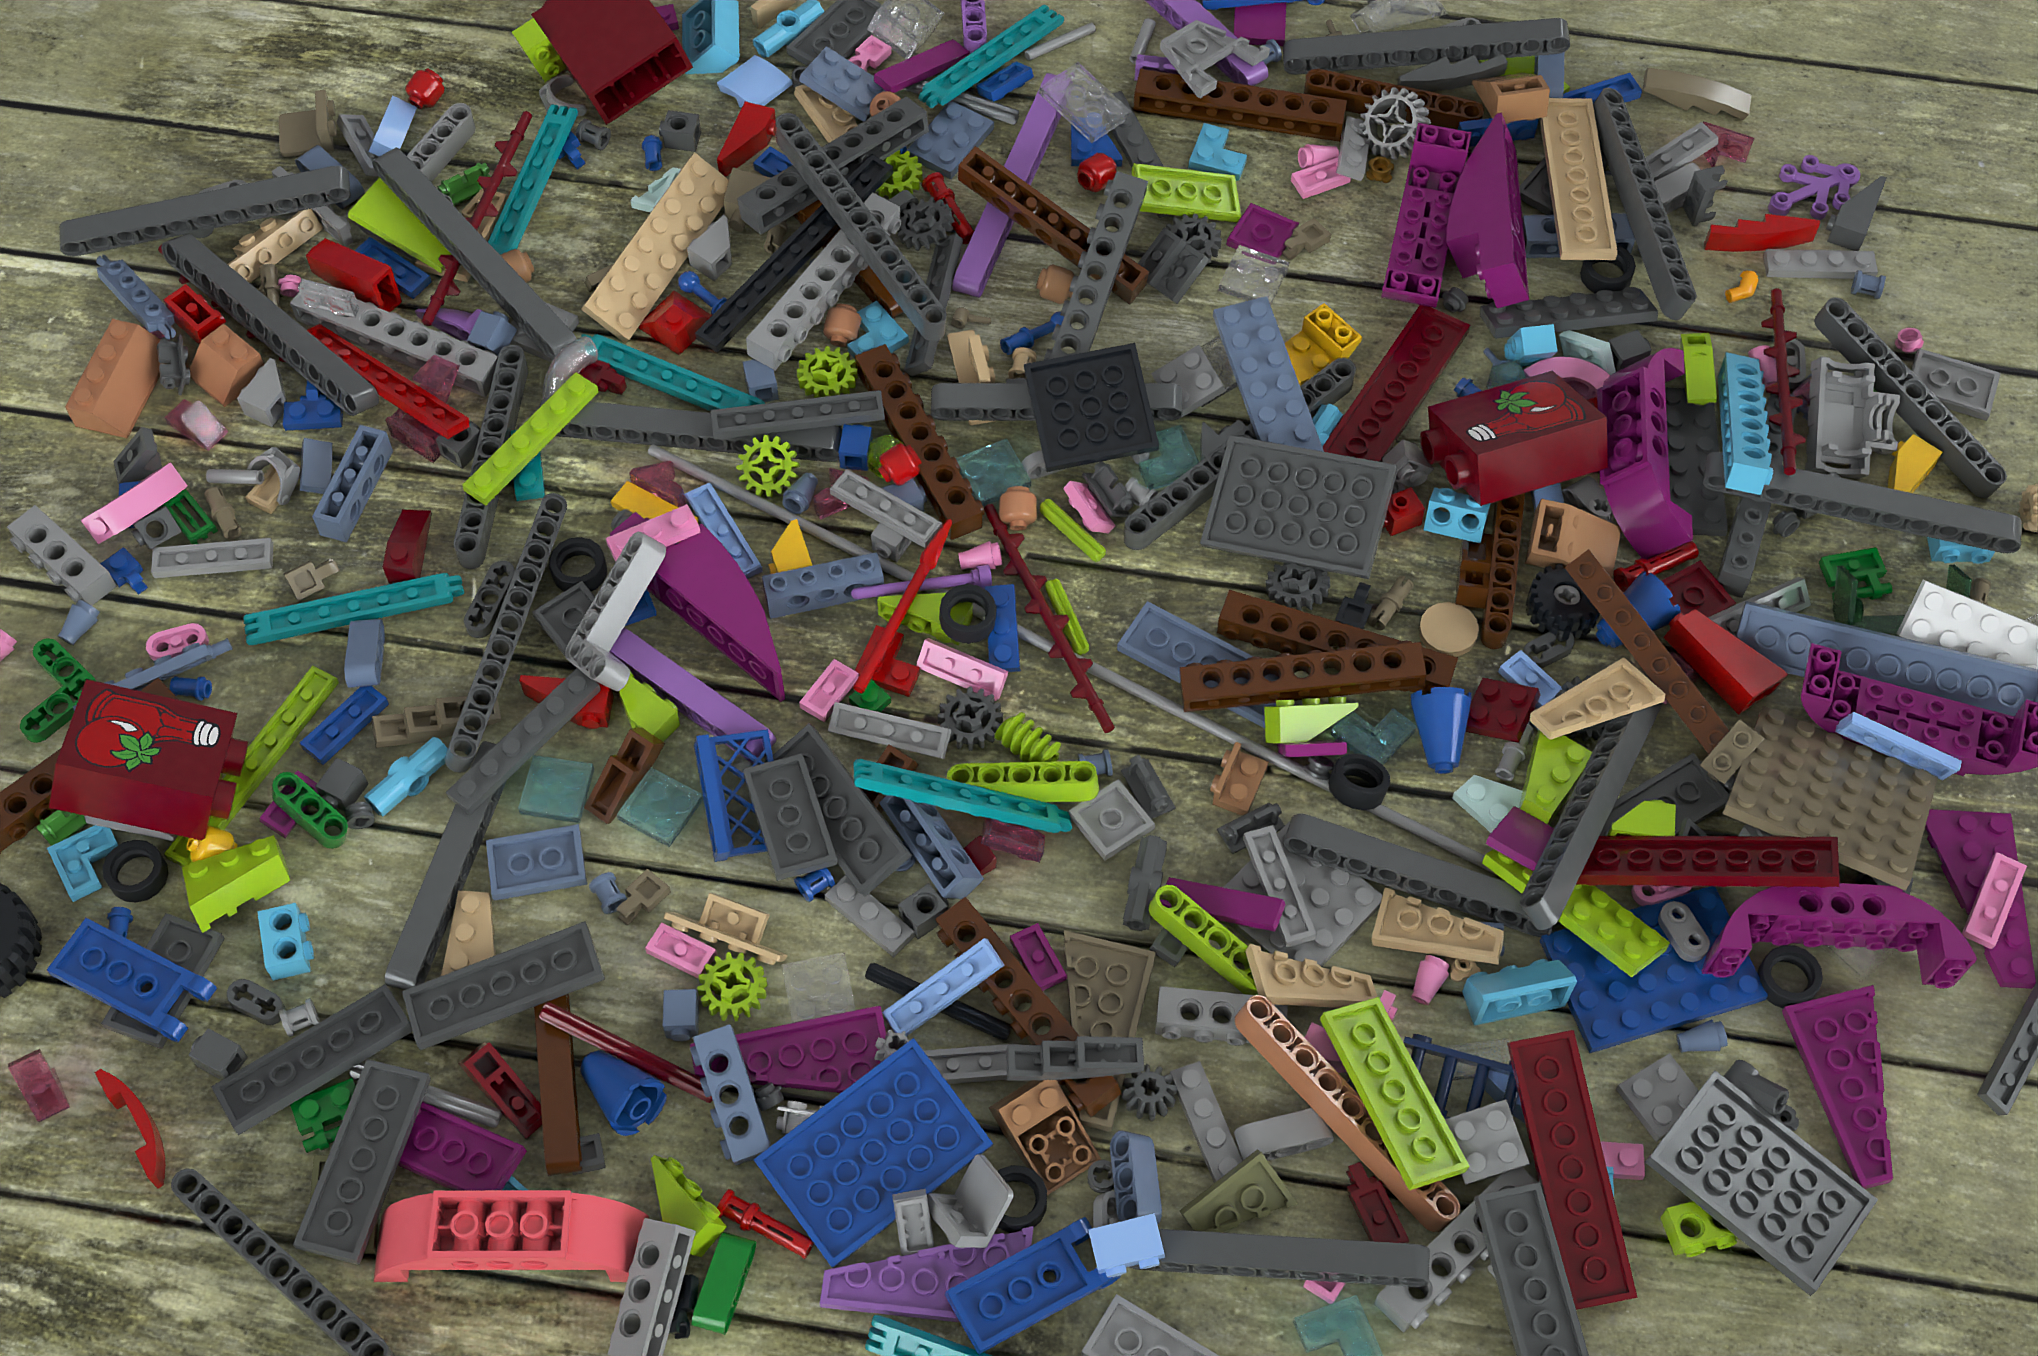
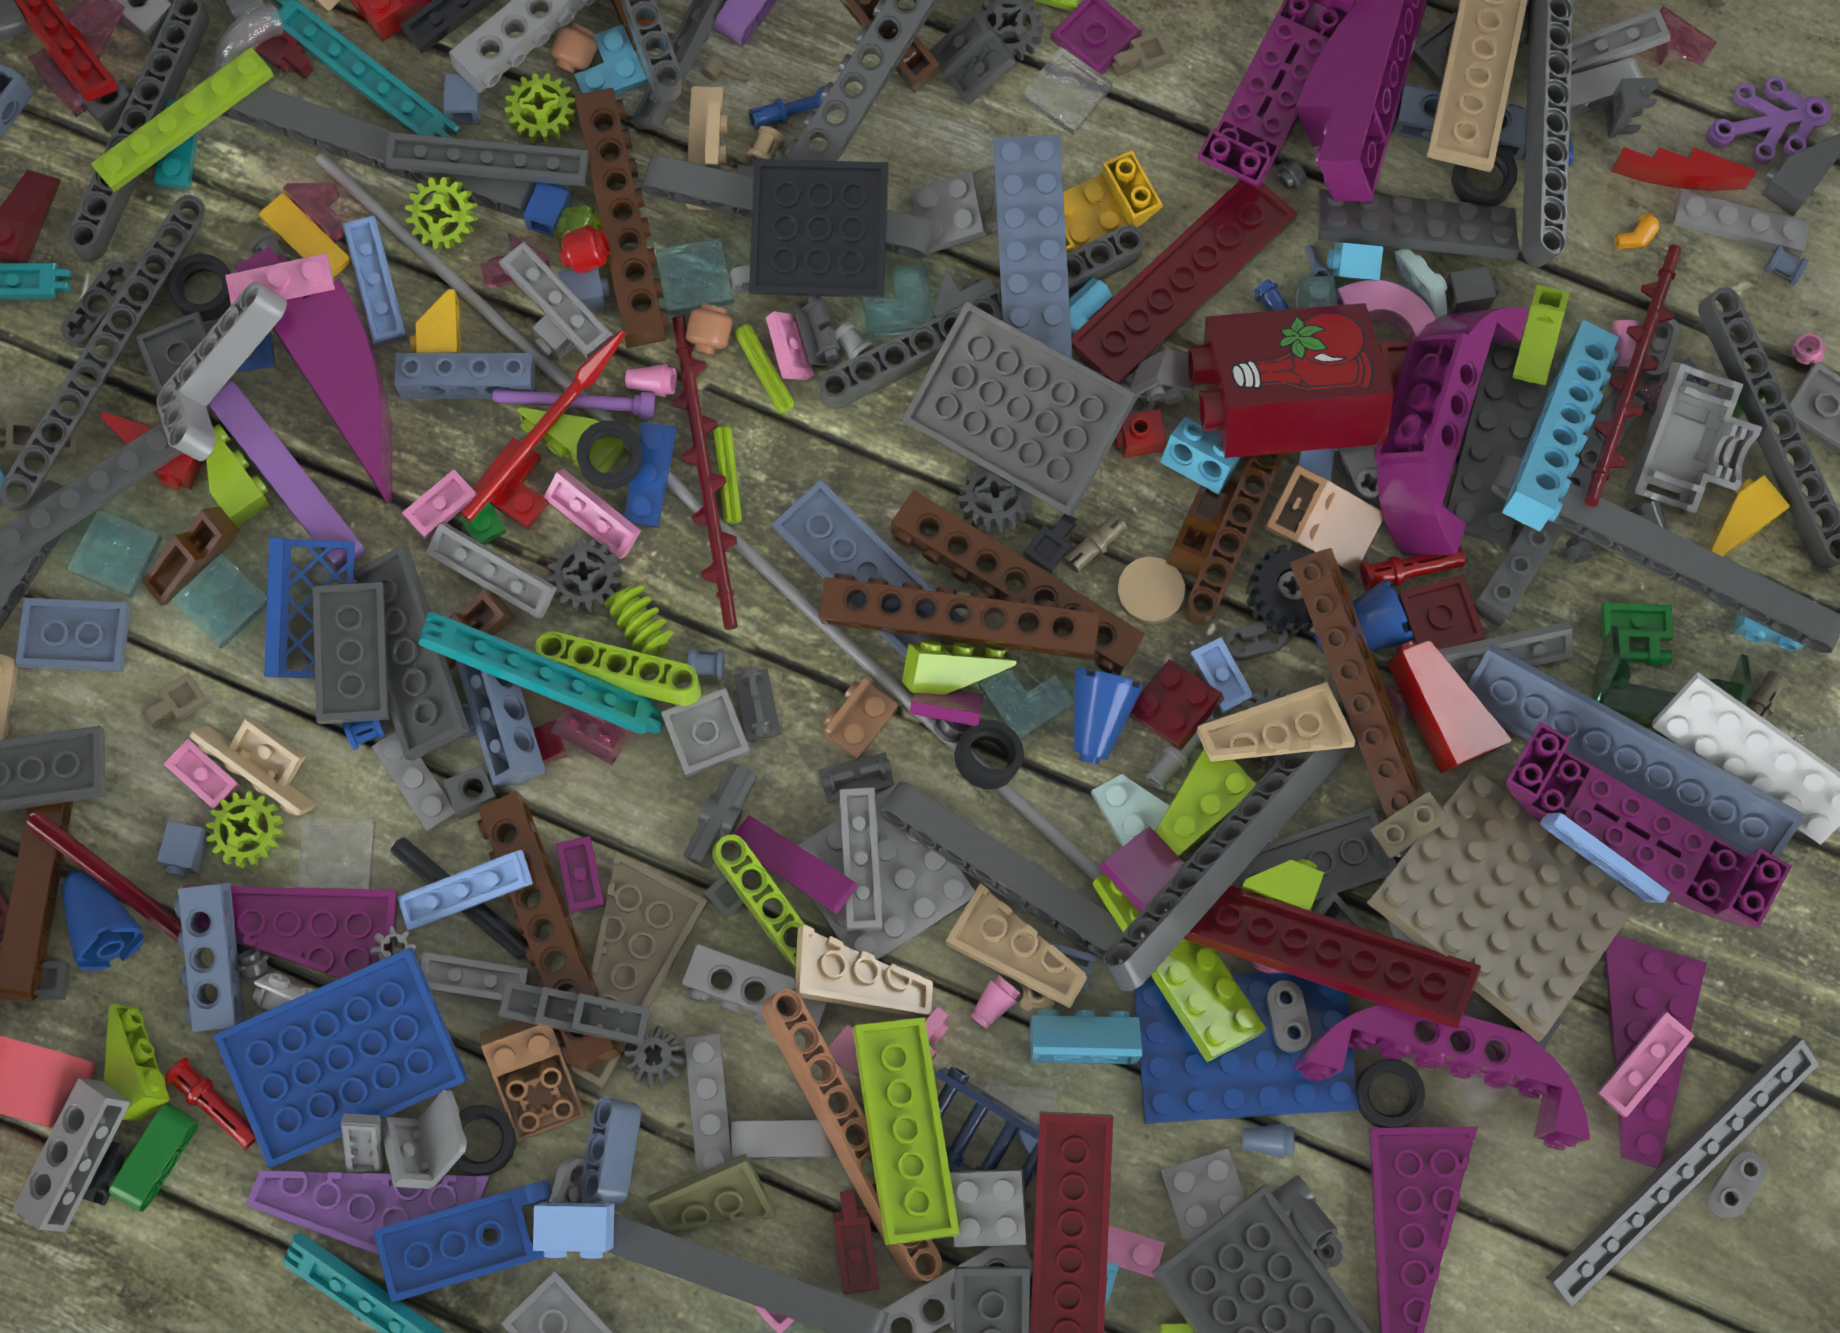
camera: 10 degrees right, 15 degrees up
(607, 892) = (140, 689): sand blue bush -> none
(799, 495) = (468, 255): sand blue cone -> none
(1055, 283) = (831, 47): medium nougat head -> none
(1098, 1167) = (580, 1125): dark grey bush -> none

